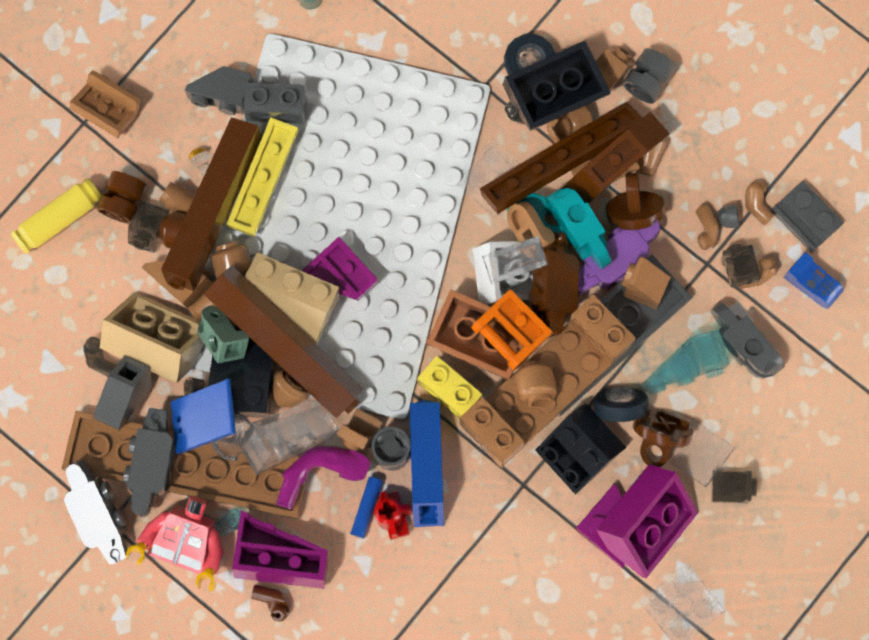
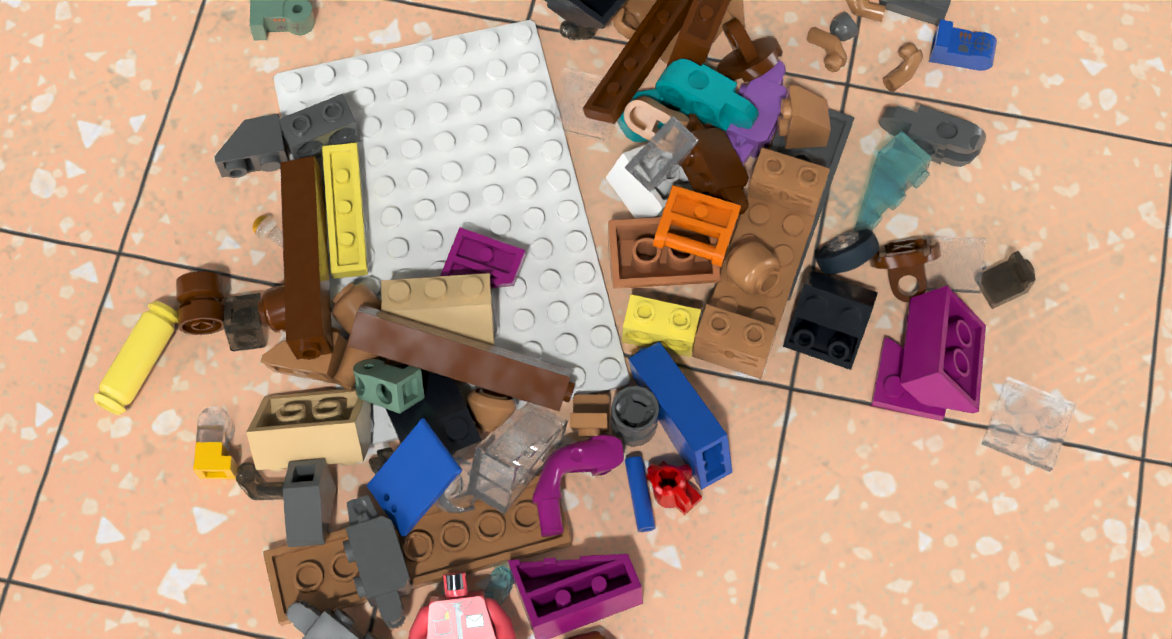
camera: 30 degrees left, 10 degrees down
(79, 311) = (212, 445): none -> leg
(106, 104) = (135, 218): medium nougat bracket -> none
(177, 198) = (262, 276): medium nougat cone -> none
(740, 265) = (884, 63): clear smoke bracket -> none

